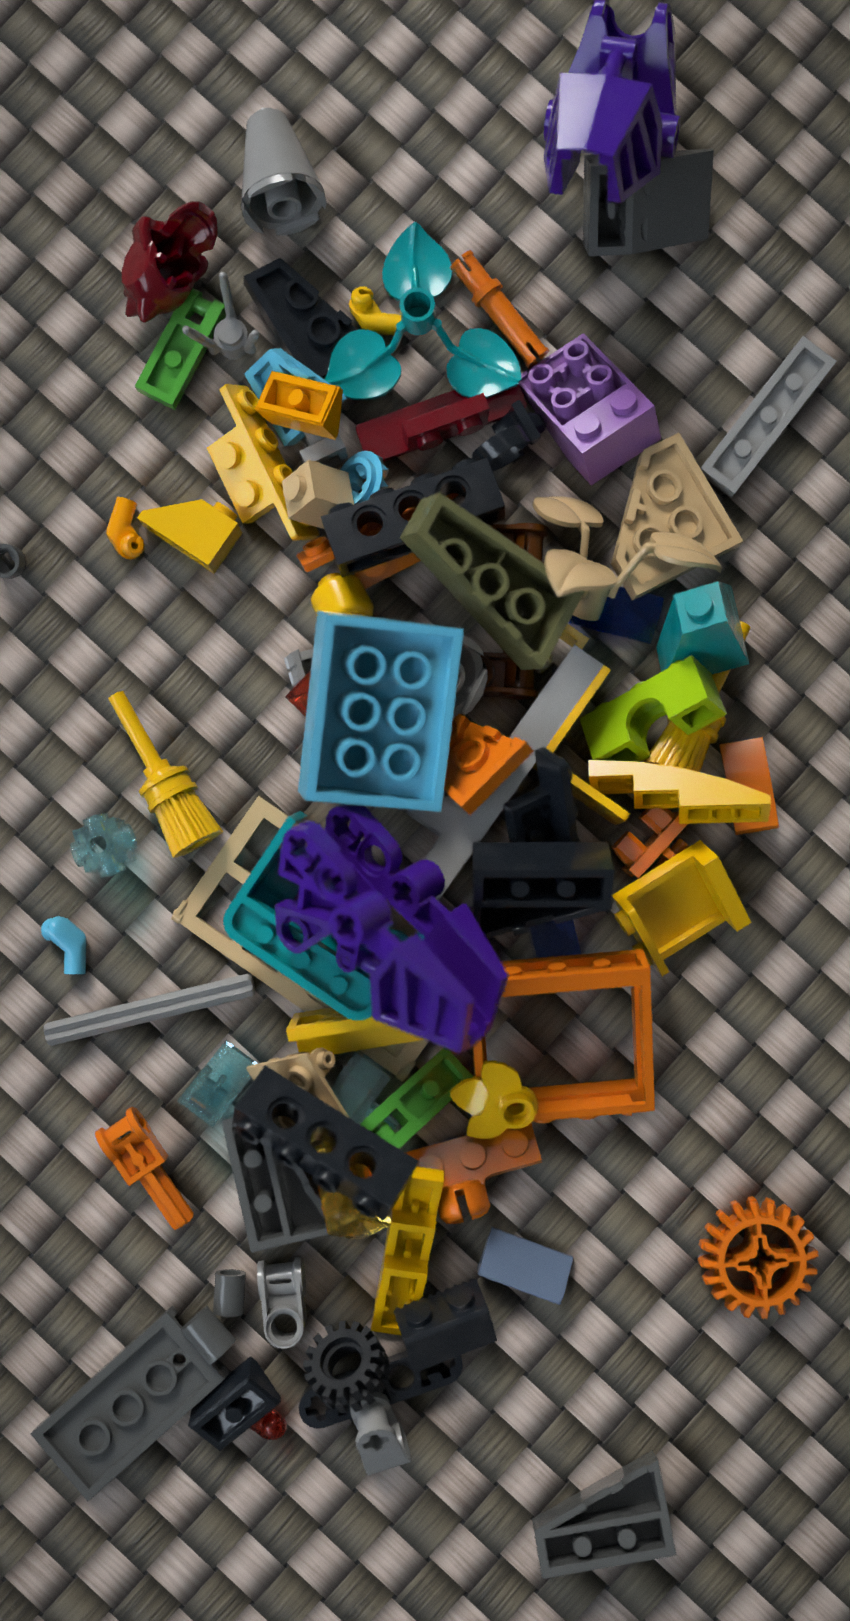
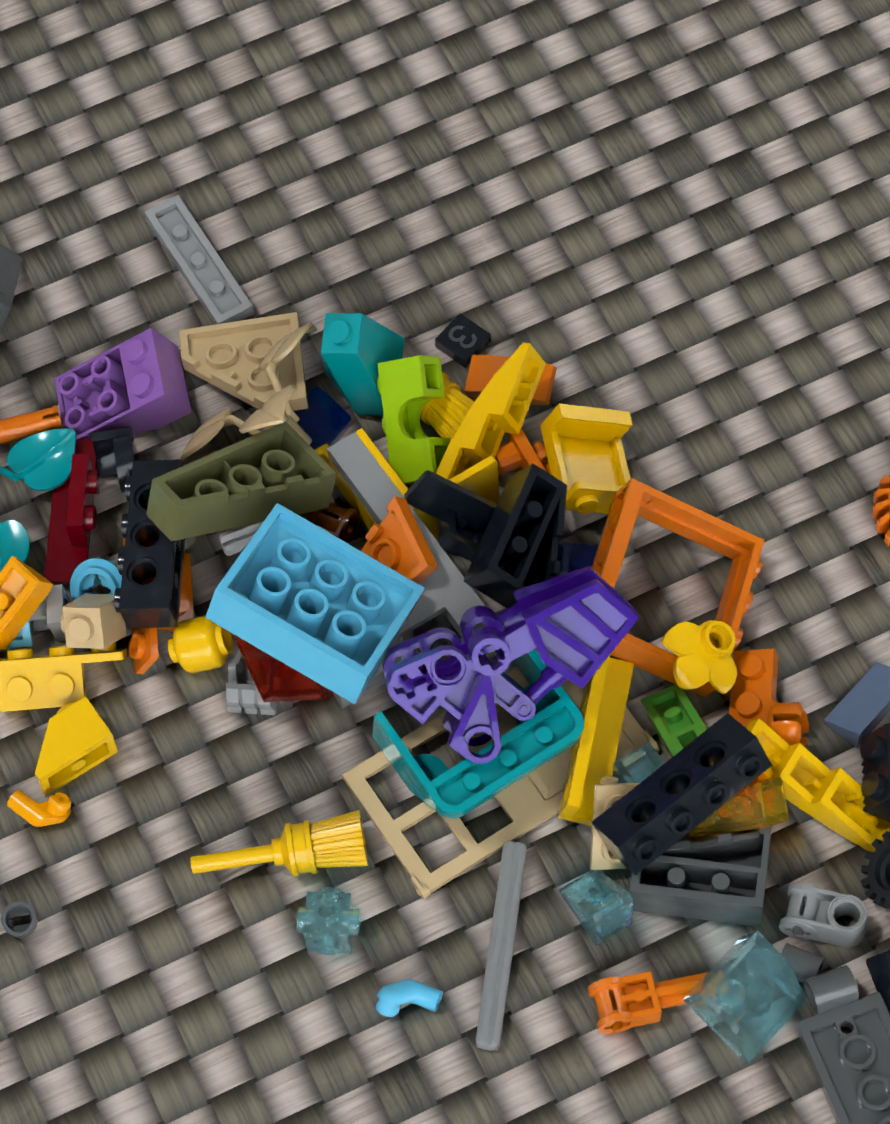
camera: 65 degrees left, 25 degrees down
(172, 1254) = (747, 995): none -> clear light blue slope
(780, 718) = (462, 340): none -> black tile

